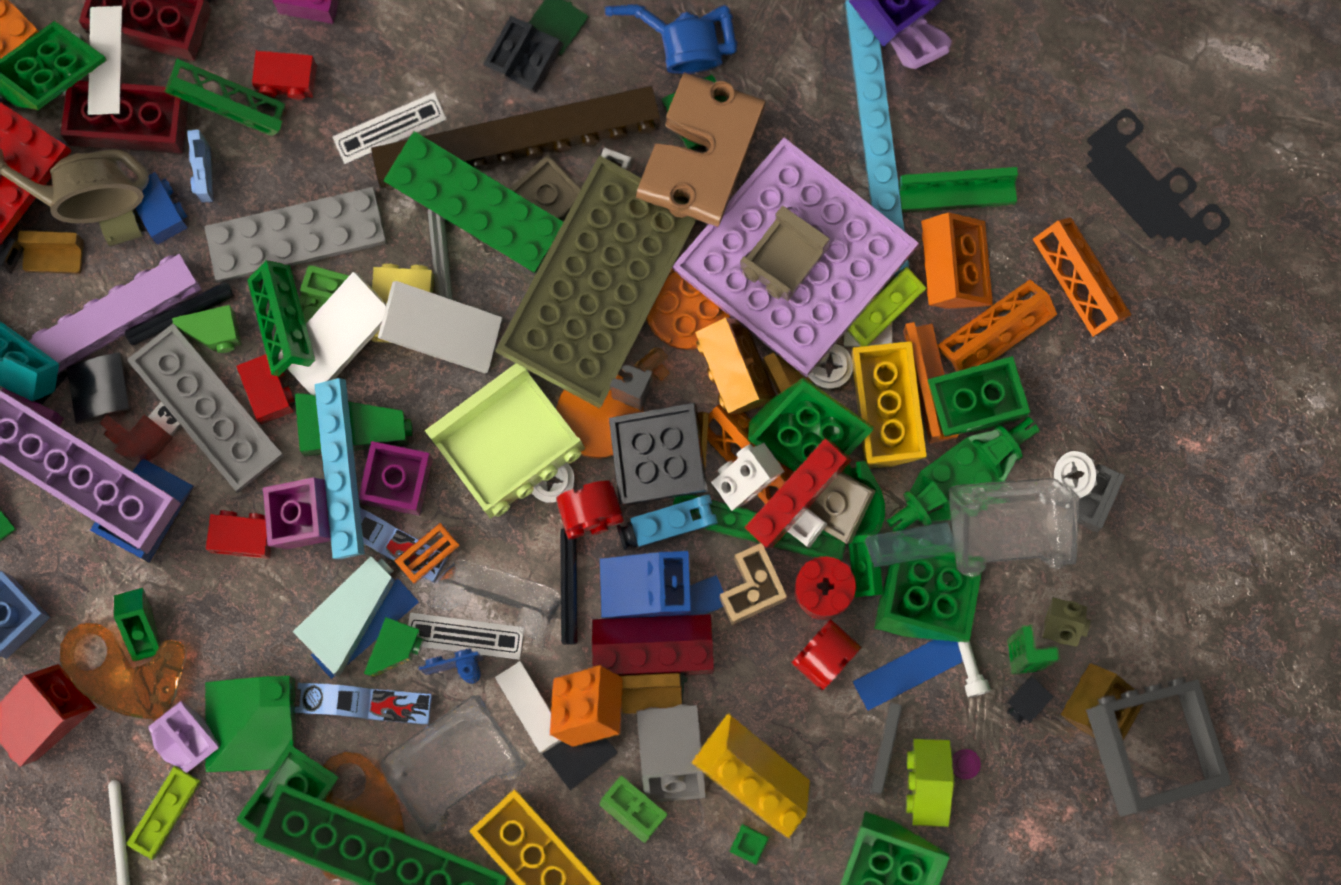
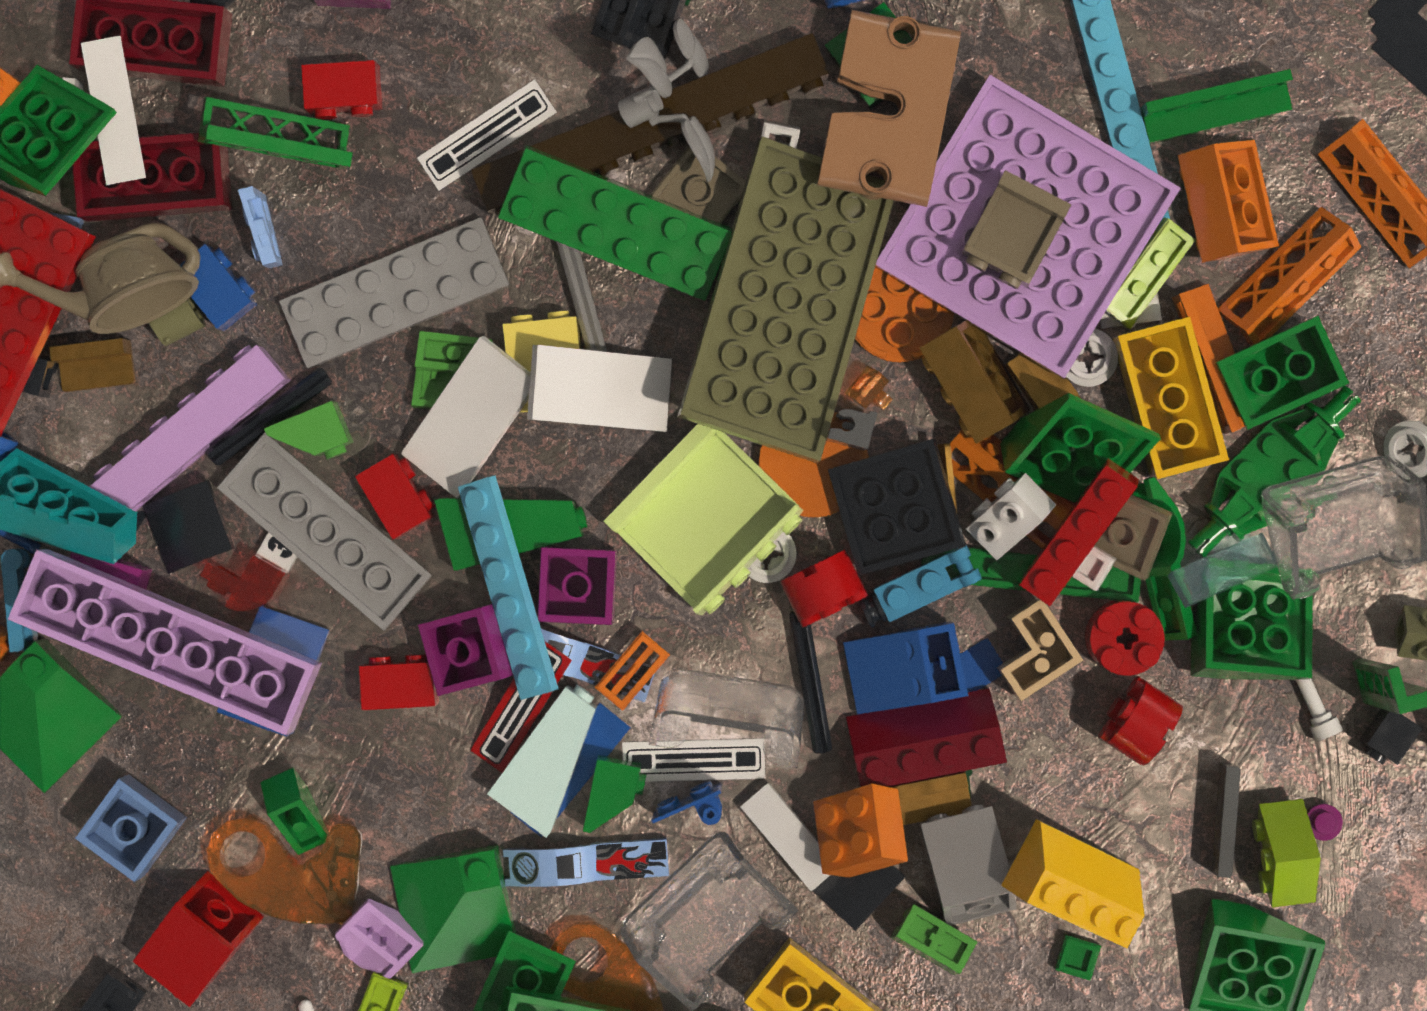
camera: 15 degrees left, 10 degrees up
(285, 313) = (403, 401): green fence -> none
(327, 575) = (514, 718): none -> sticker
(514, 115) = (647, 102): none -> light grey plant
(907, 672) = (1236, 721): blue sticker -> none

